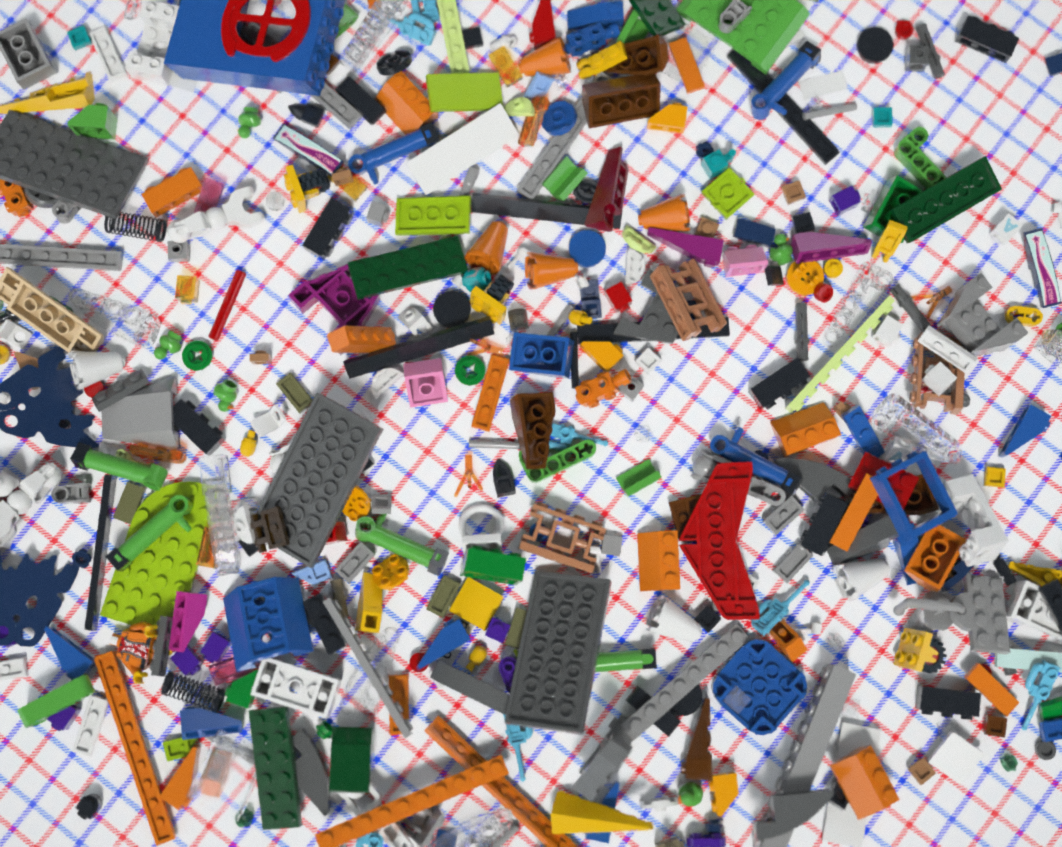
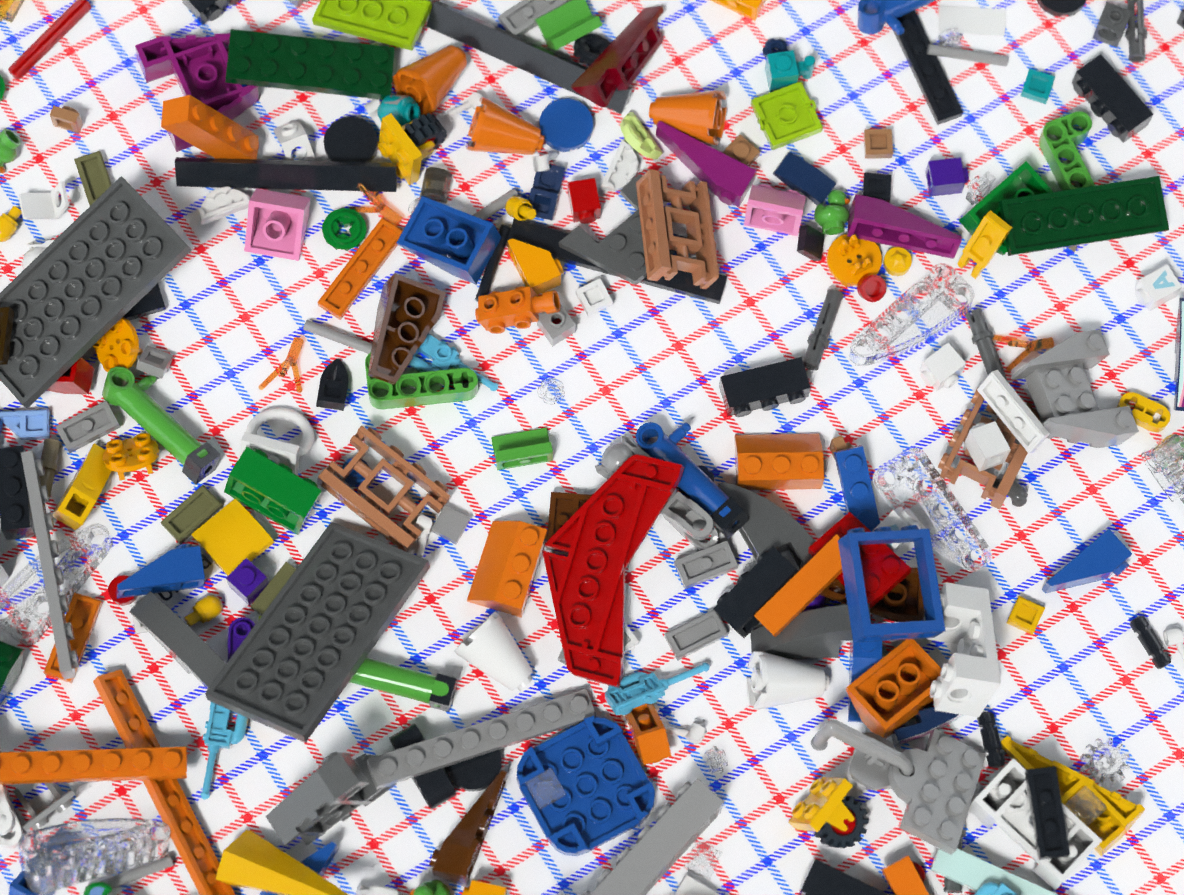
camera: 15 degrees right, 10 degrees down
(707, 619) = (547, 668): black plate -> none
(835, 362) = (855, 381): yellowish green plate -> none
(933, 110) = (1111, 98): none -> black brick

